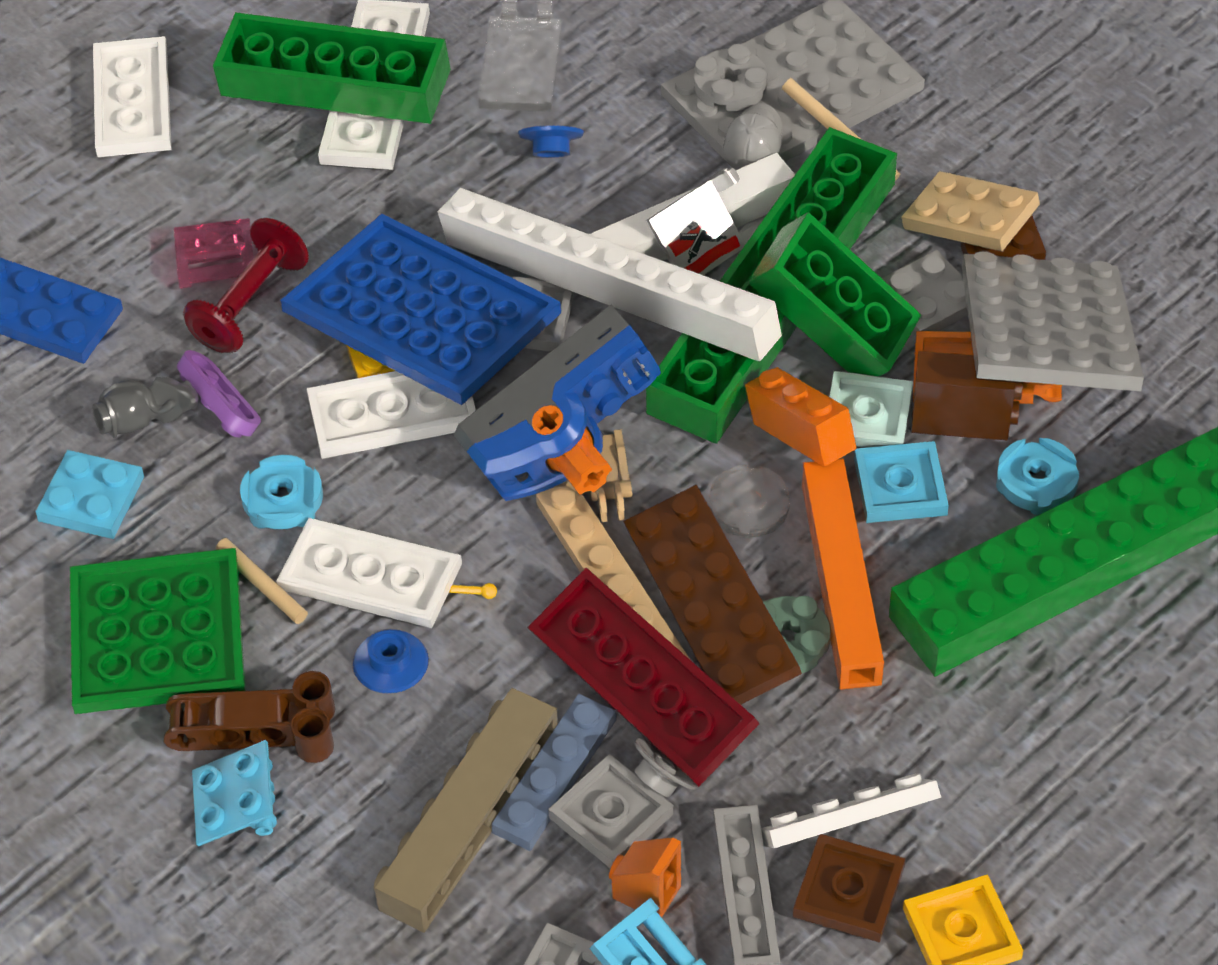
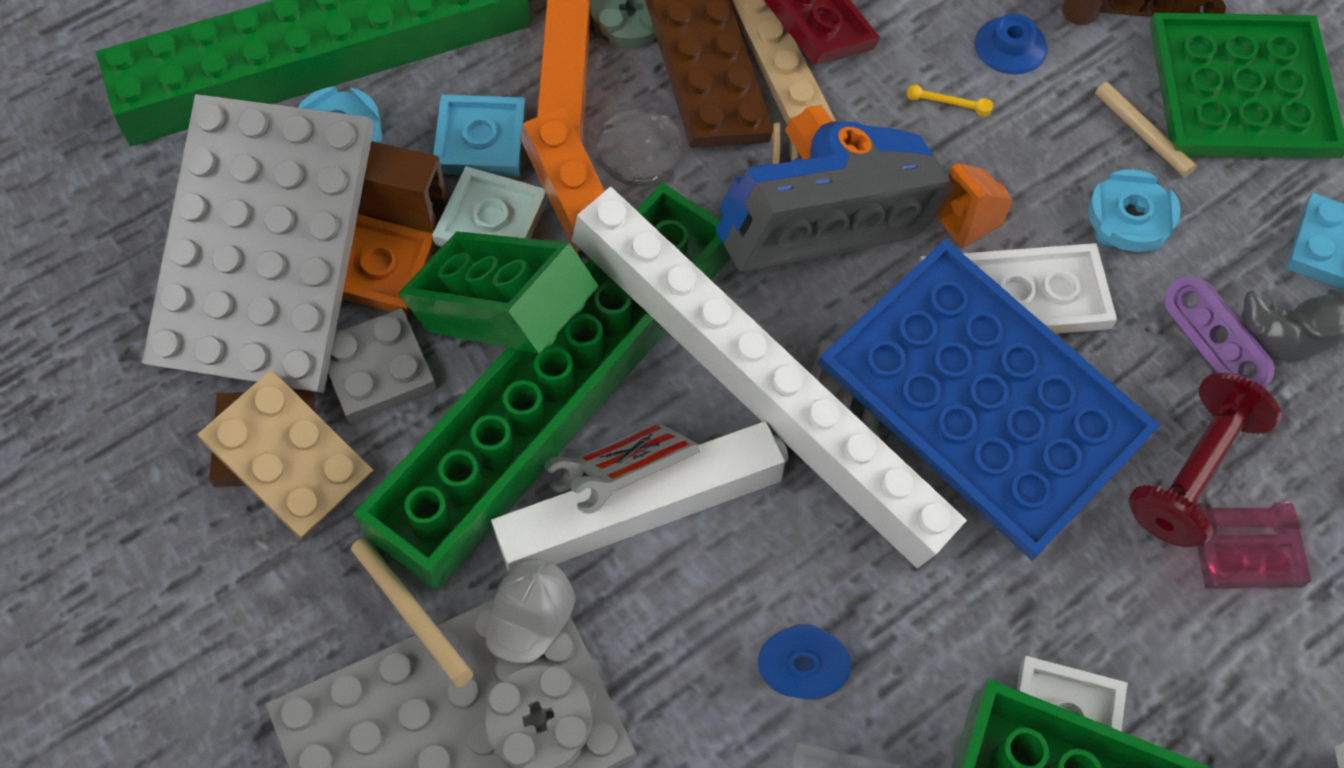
camera: 175 degrees left, 10 degrees up
(370, 572) = (1036, 120): white tile -> none
(431, 459) = (974, 204): none -> orange slope

